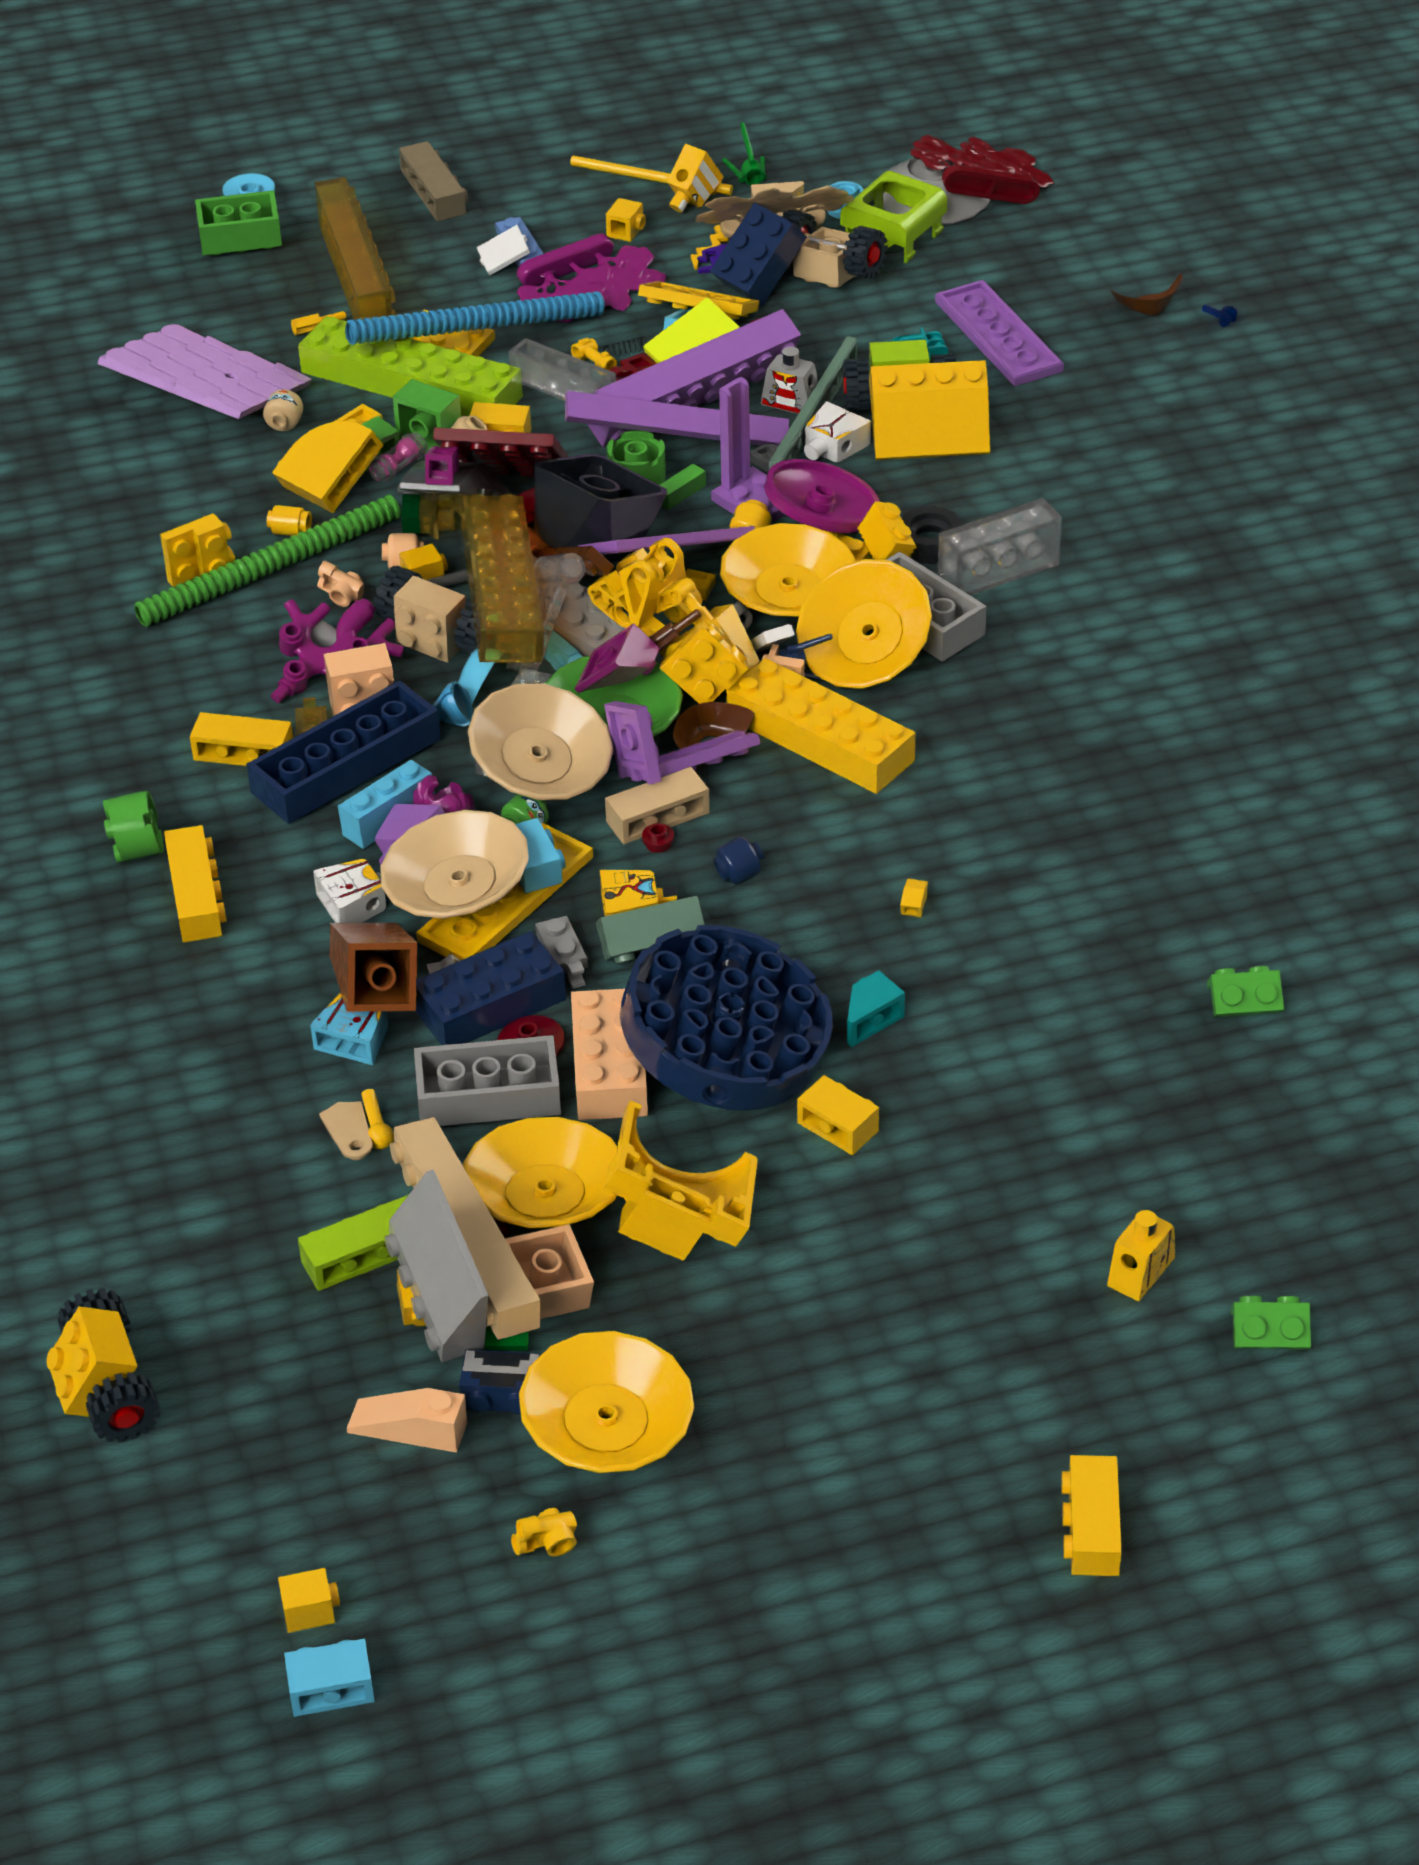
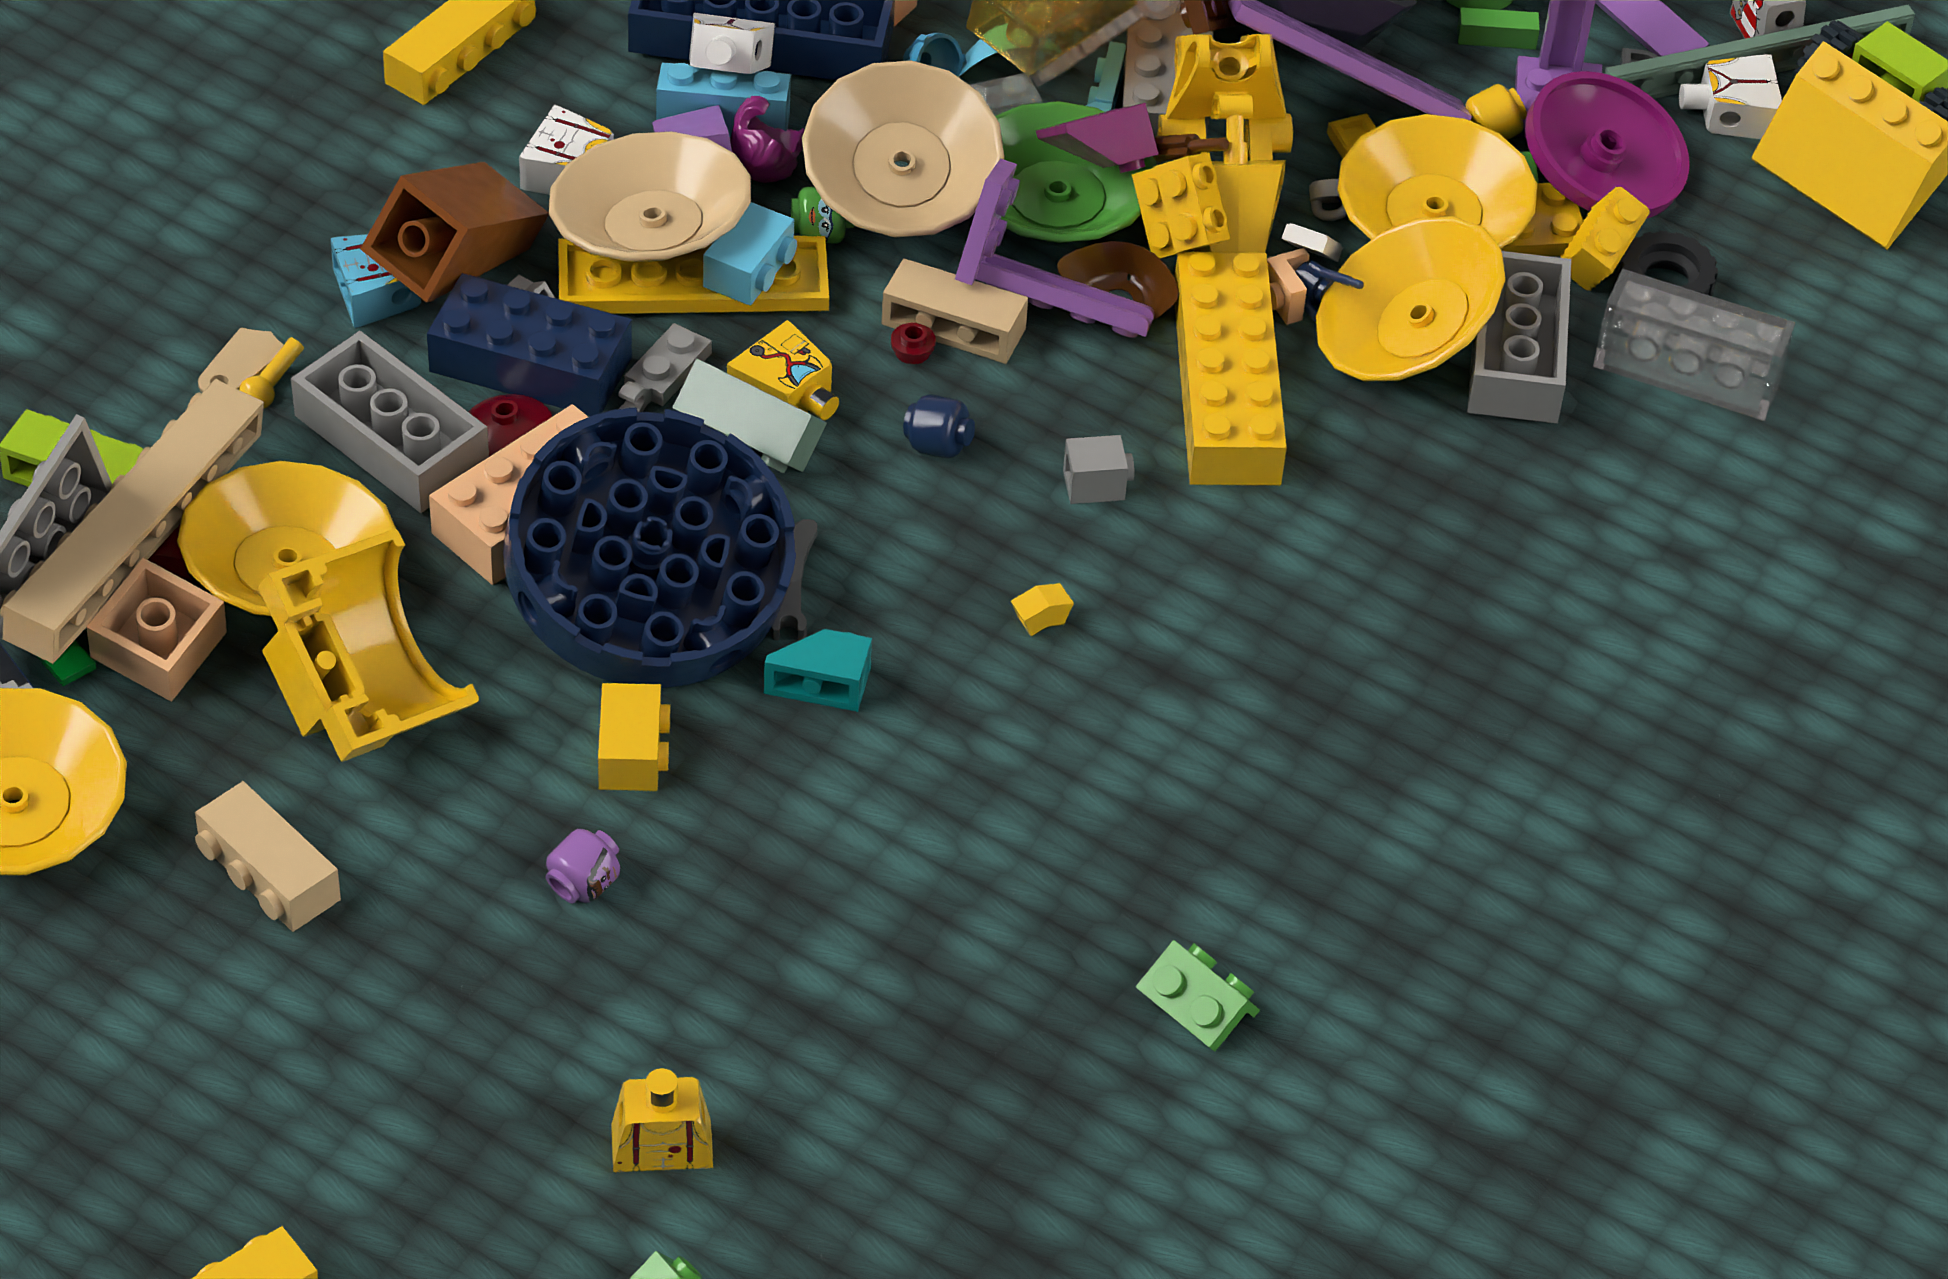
camera: 45 degrees right, 5 degrees up
(368, 763) = (730, 44): none -> white torso
(769, 1321) = (267, 856): none -> tan brick
(837, 818) = (1097, 469): none -> light grey brick
(915, 1187) = (583, 866): none -> medium lavender head

